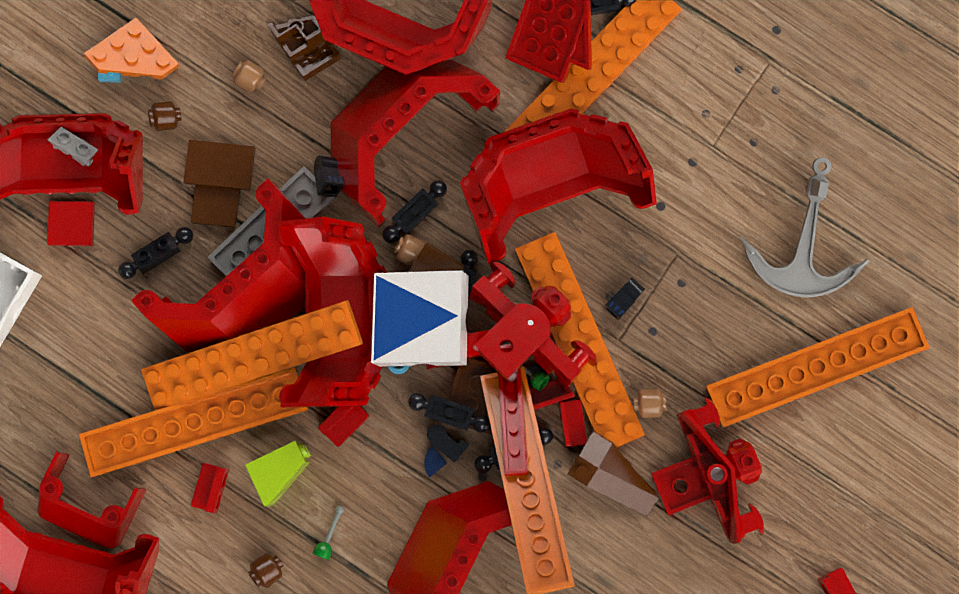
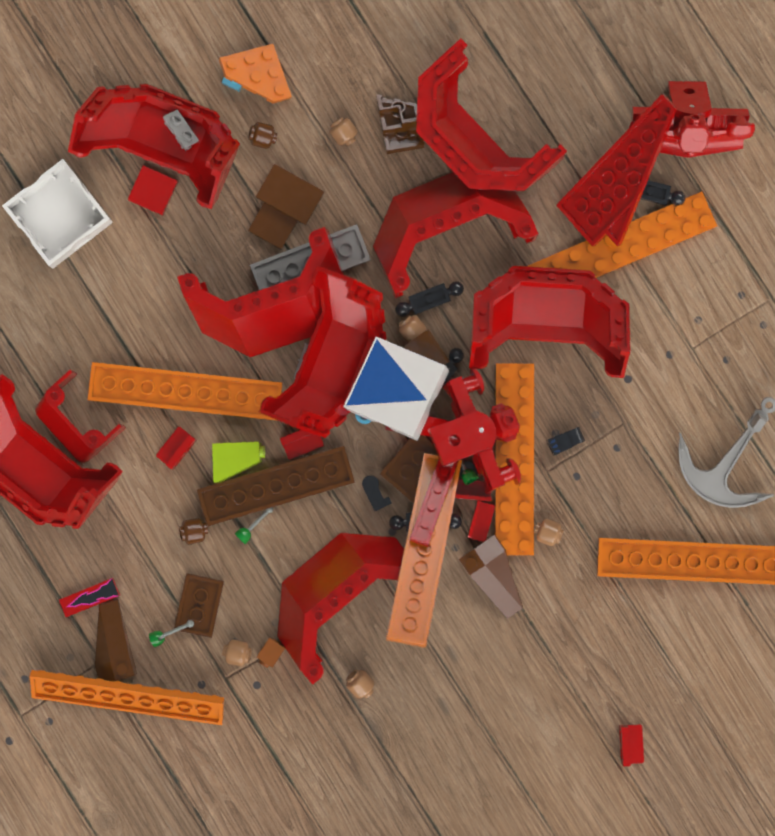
camera: 25 degrees right, 5 degrees up
(155, 253) = (210, 243): black plate -> none
(252, 355) = (252, 360): orange plate -> none
(327, 174) = (372, 240): black leg -> none
(335, 482) = (275, 486): none -> reddish brown plate
(433, 461) = (358, 503): dark blue tile -> none
(449, 412) = (387, 471): black plate -> none
(712, 475) = (571, 608): red piece -> none

